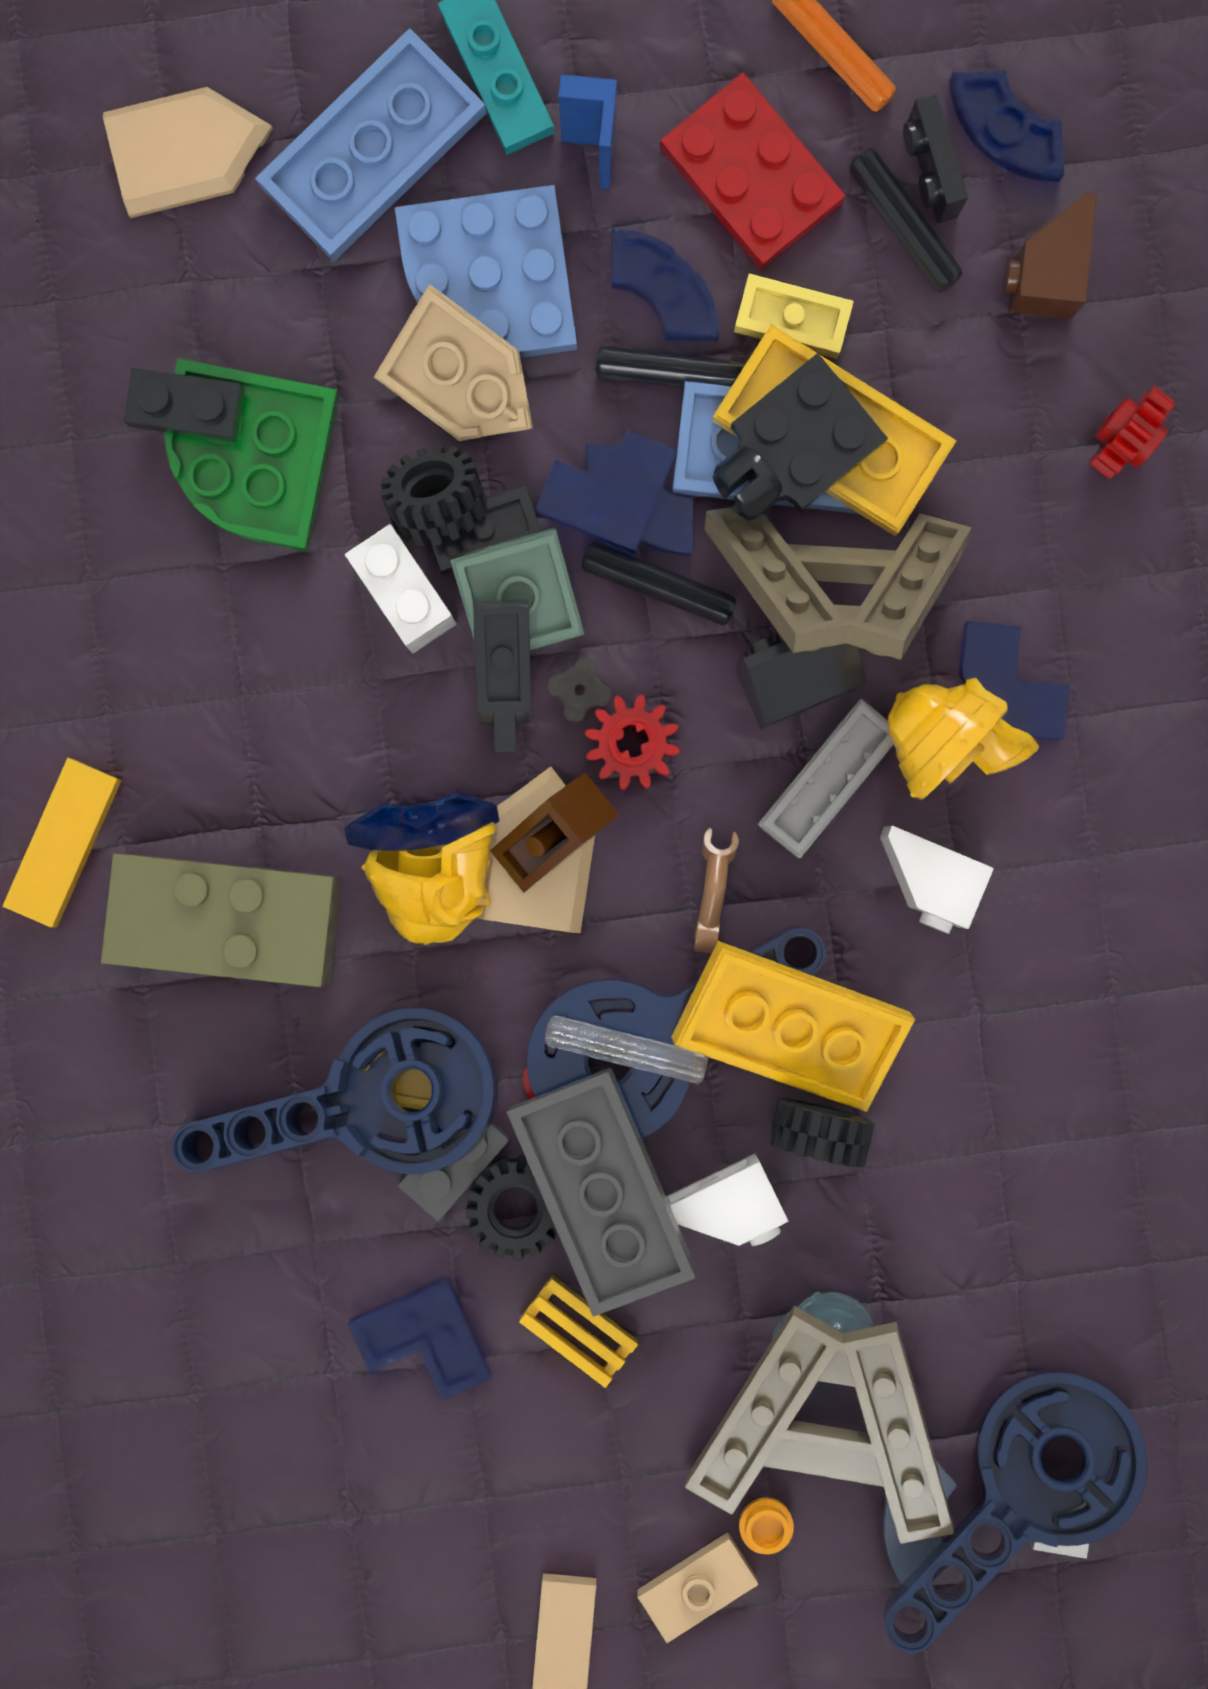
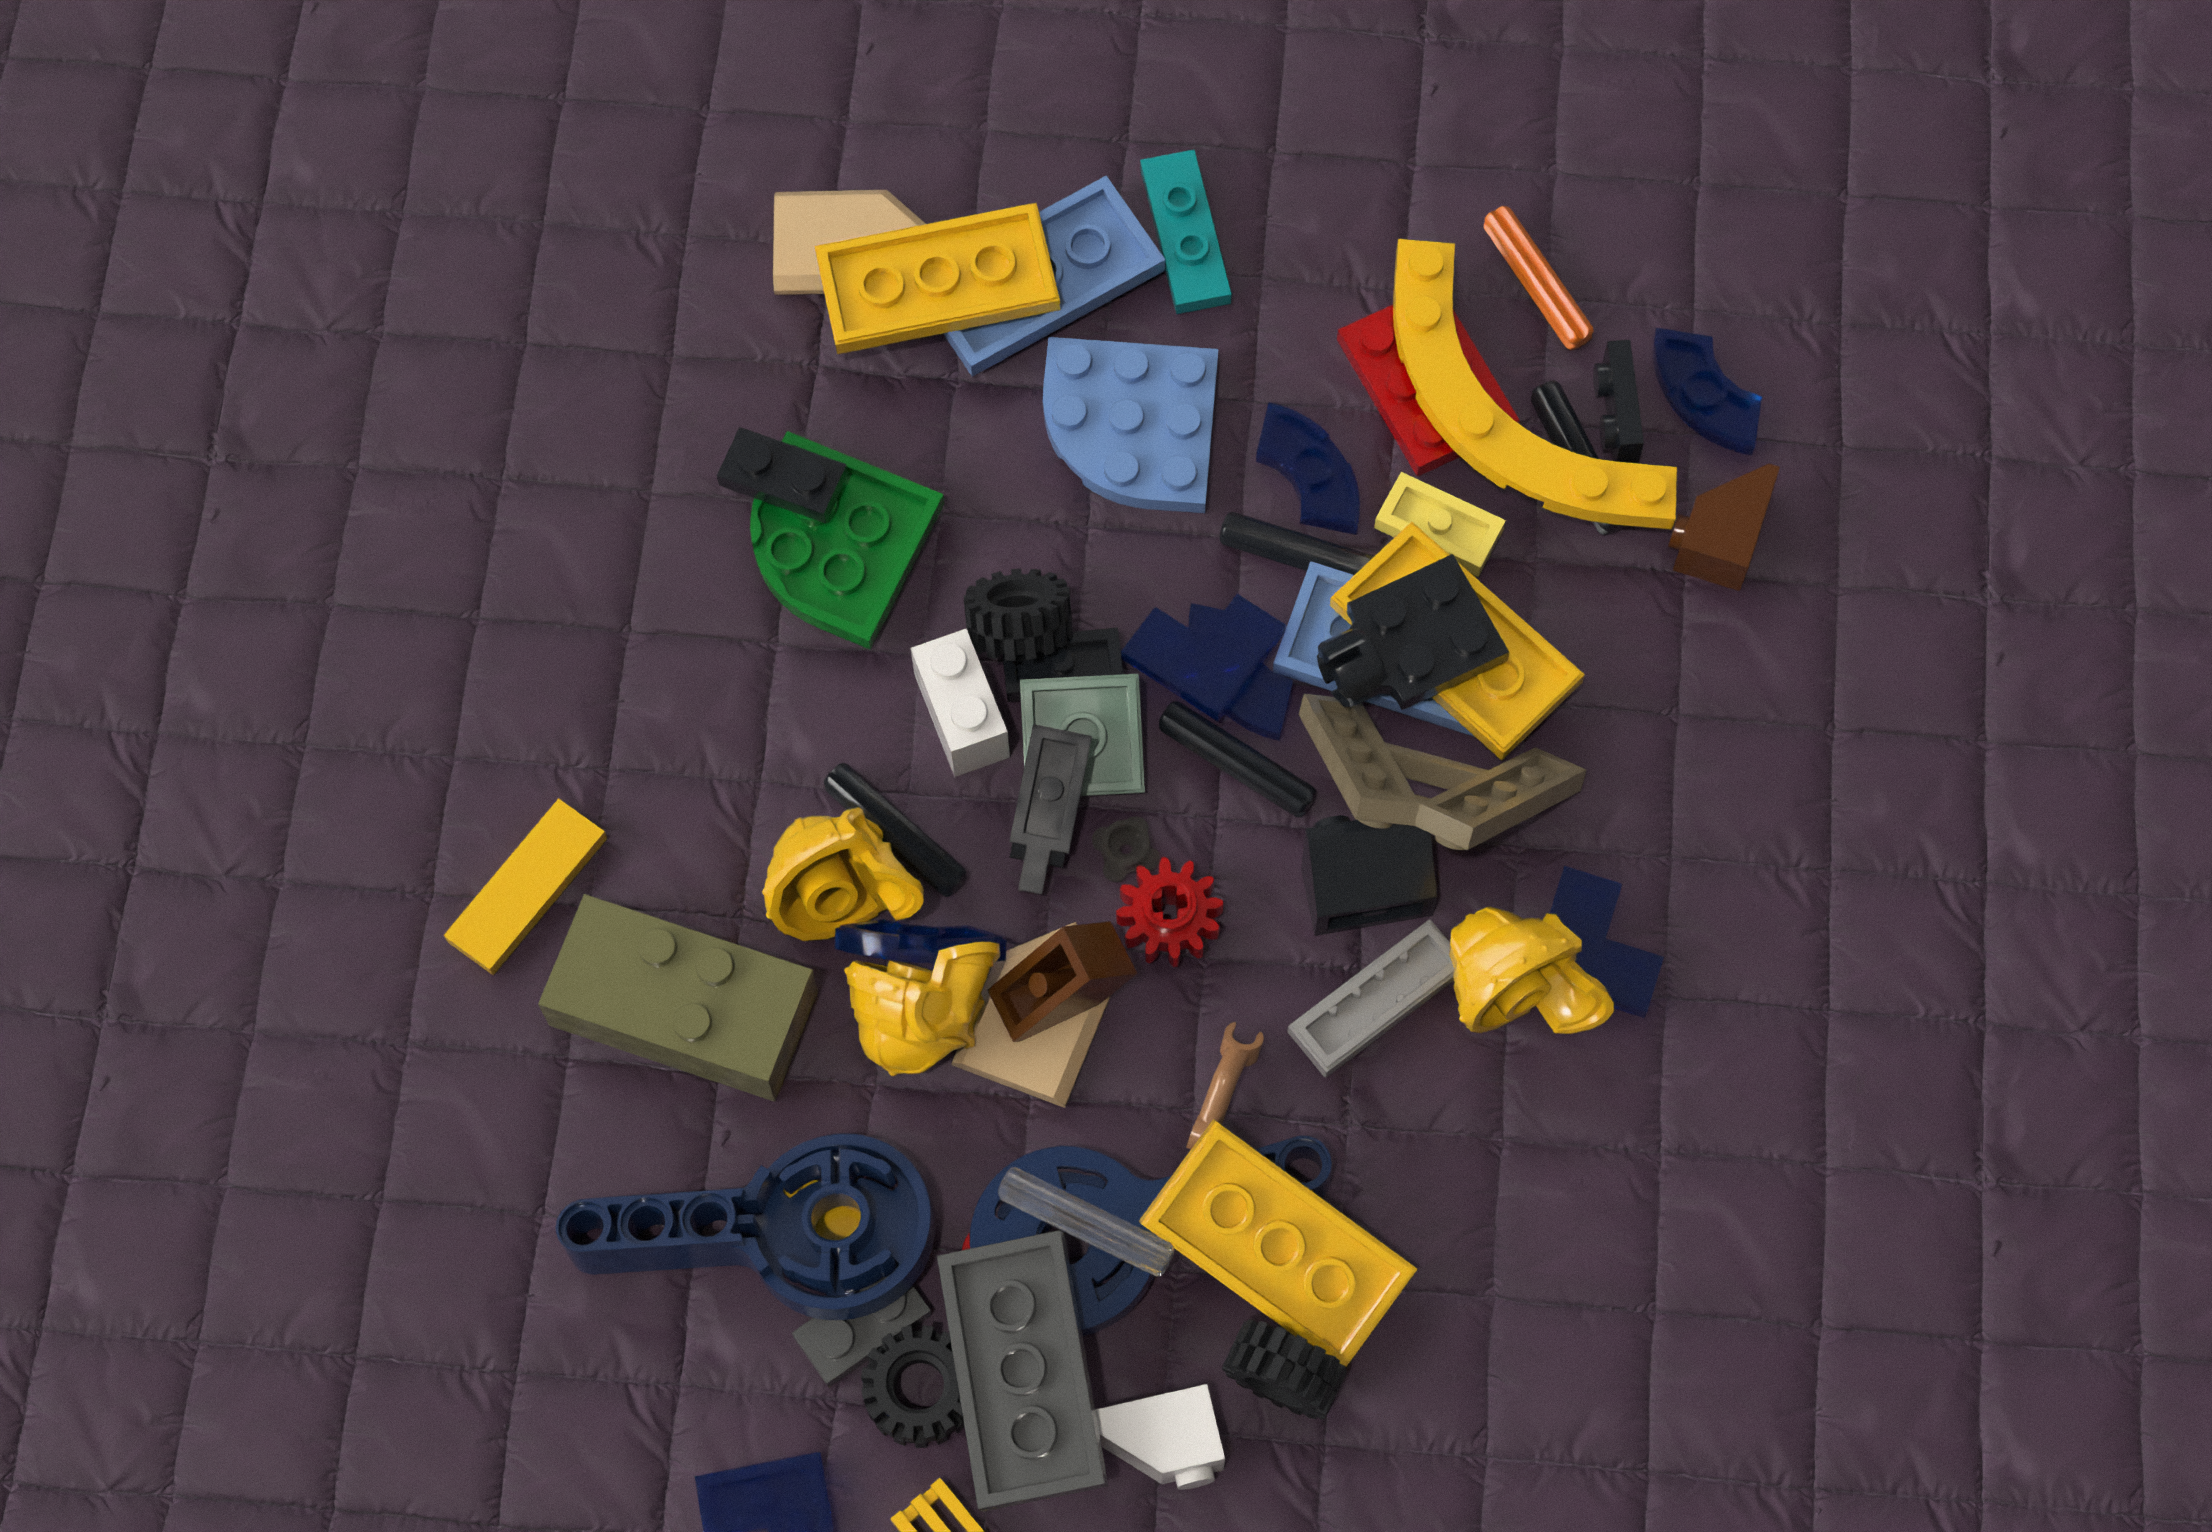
camera: 10 degrees right, 20 degrees down
(276, 172) = (937, 278): none -> yellow tile
(328, 779) = (835, 875): none -> yellow head
(372, 717) = (905, 837): none -> black axle
(457, 371) = (1073, 503): tan tile -> none
(589, 117) = (1269, 292): blue panel -> none
(812, 213) = (1486, 434): none -> yellow plate
(936, 879) = (1473, 1126): white slope -> none
(1131, 432) = (1775, 706): red gear -> none

